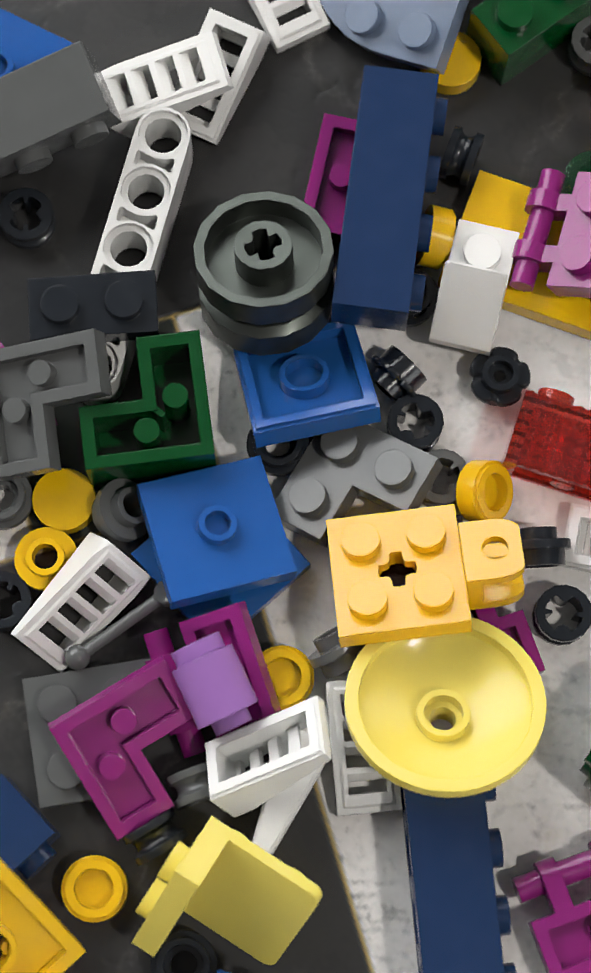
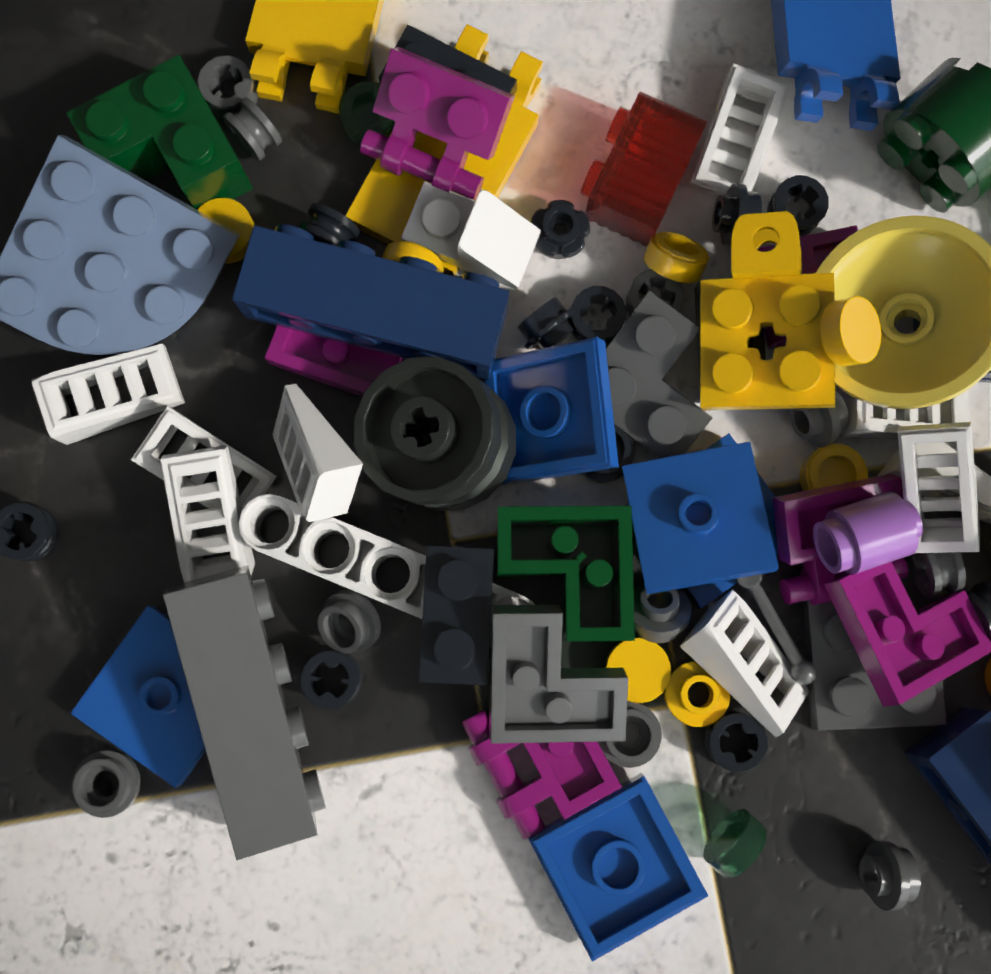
camera: 85 degrees left, 5 degrees up
(80, 224) = (349, 622): none -> dark grey plate
(228, 168) = (314, 457): none -> white slope
(411, 640) = (850, 331): none -> yellow tile
(553, 71) = (252, 129): none -> dark grey bush

